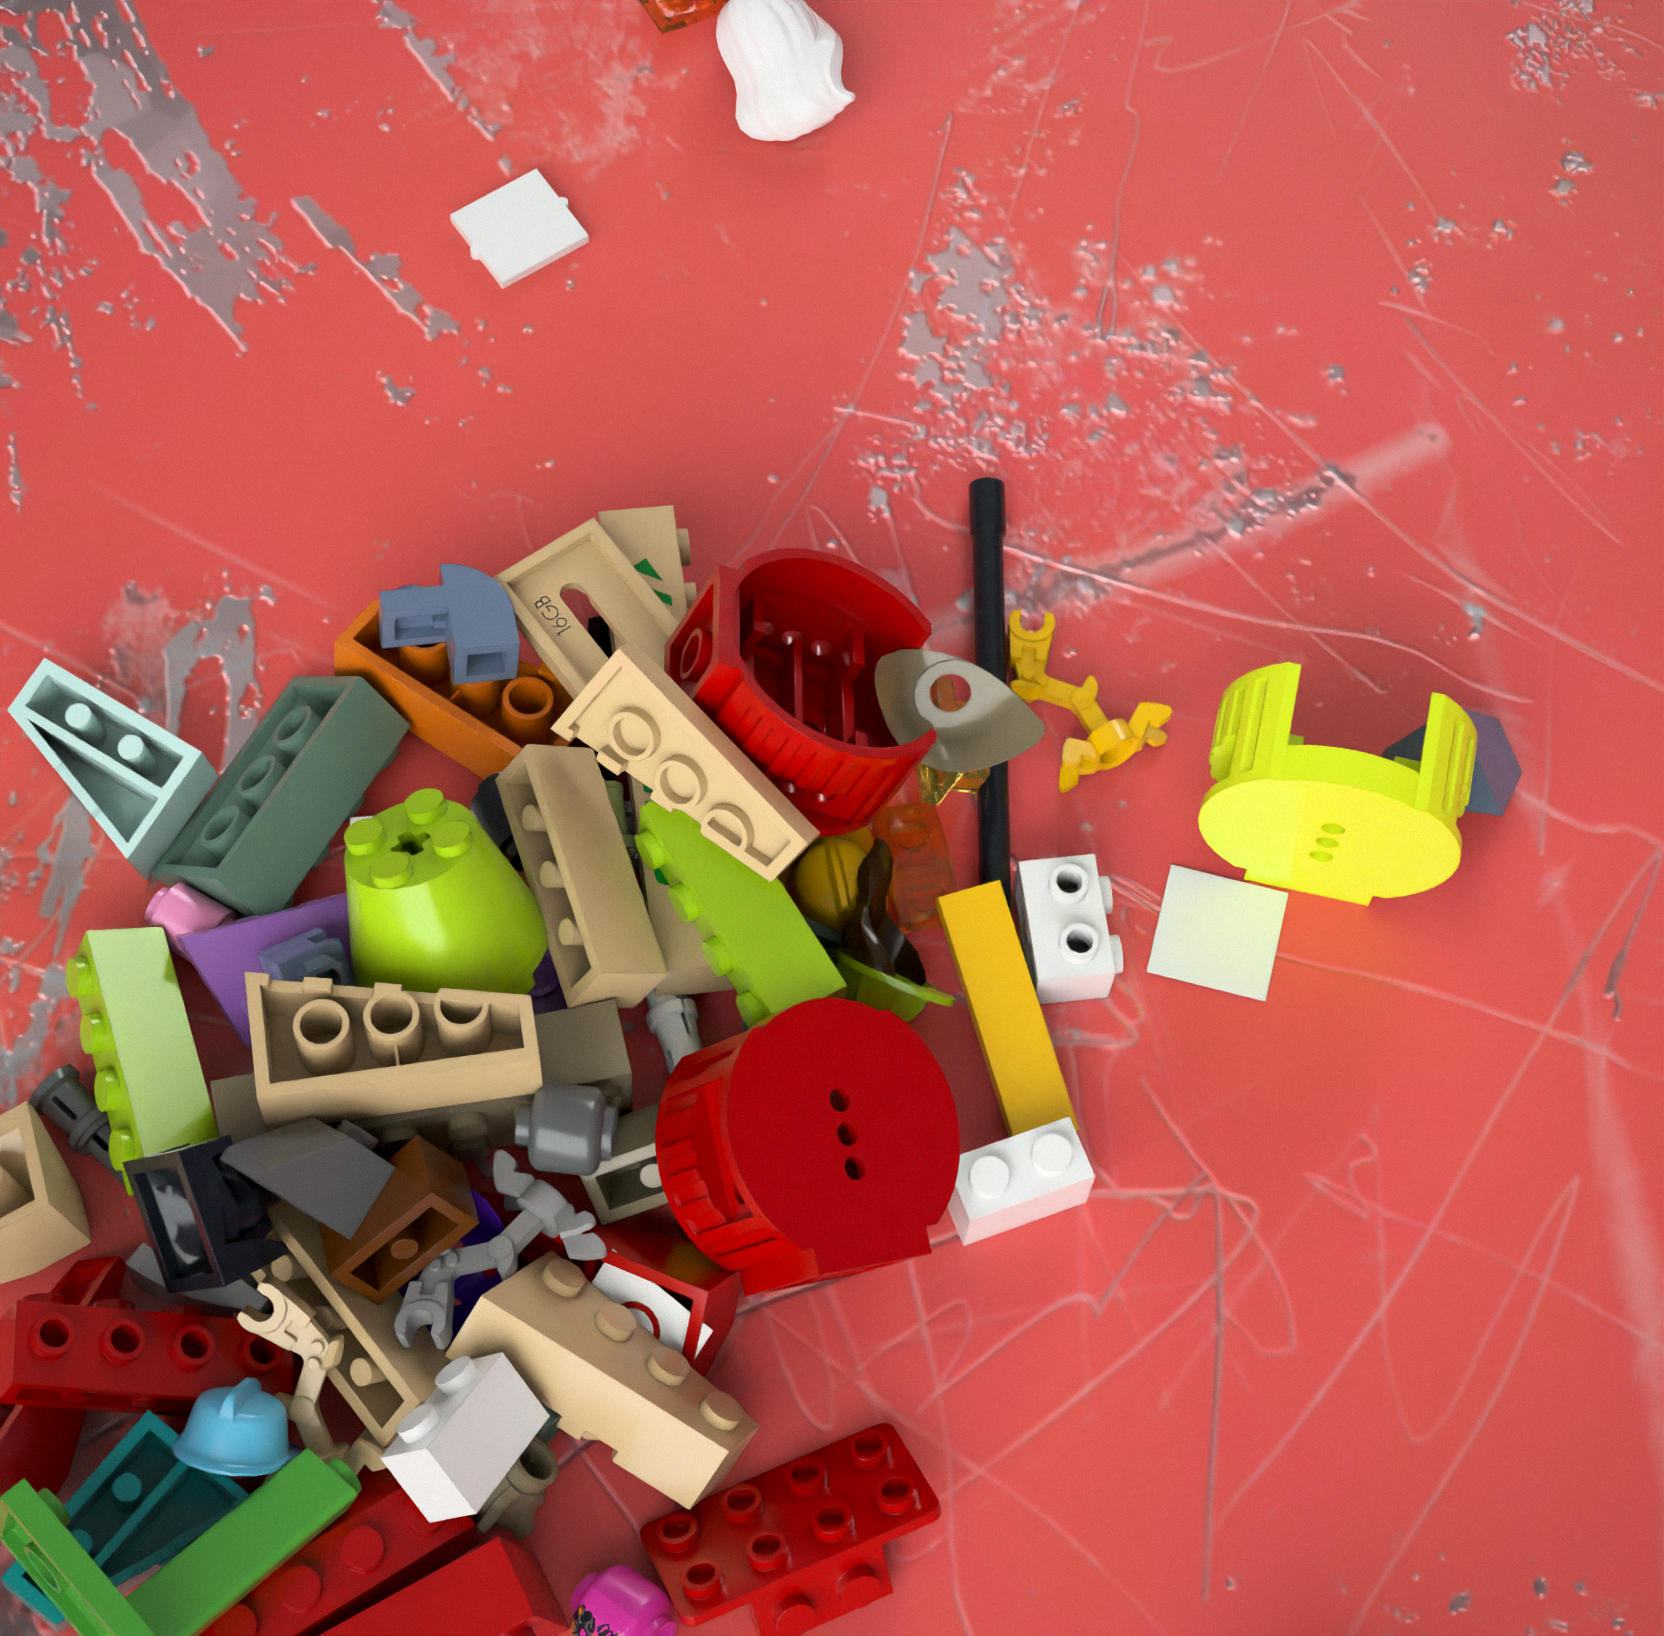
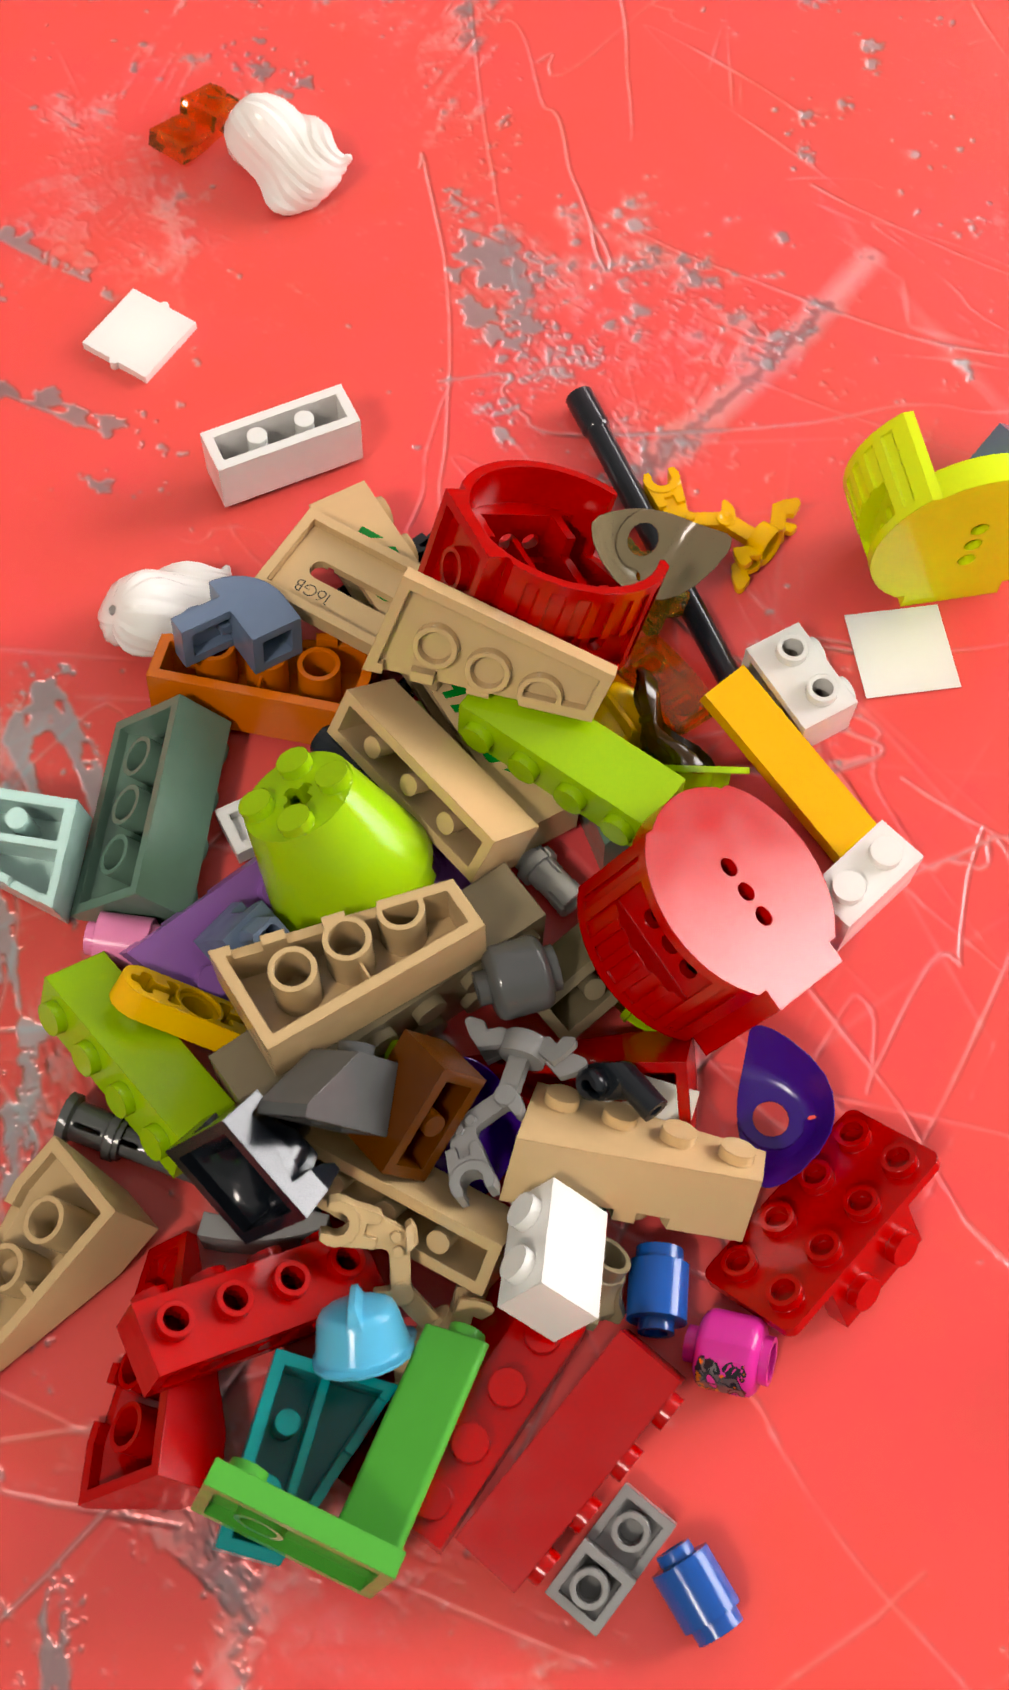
camera: 20 degrees left, 0 degrees up
(193, 1006) = (176, 1007): none -> yellow beam
(390, 553) = (145, 601): none -> white piece
(579, 1522) = (658, 1290): none -> blue brick
(611, 425) = (282, 445): none -> brick
(628, 1284) = (620, 1082): none -> black arm
(830, 1356) = (787, 1075): none -> dark purple piece

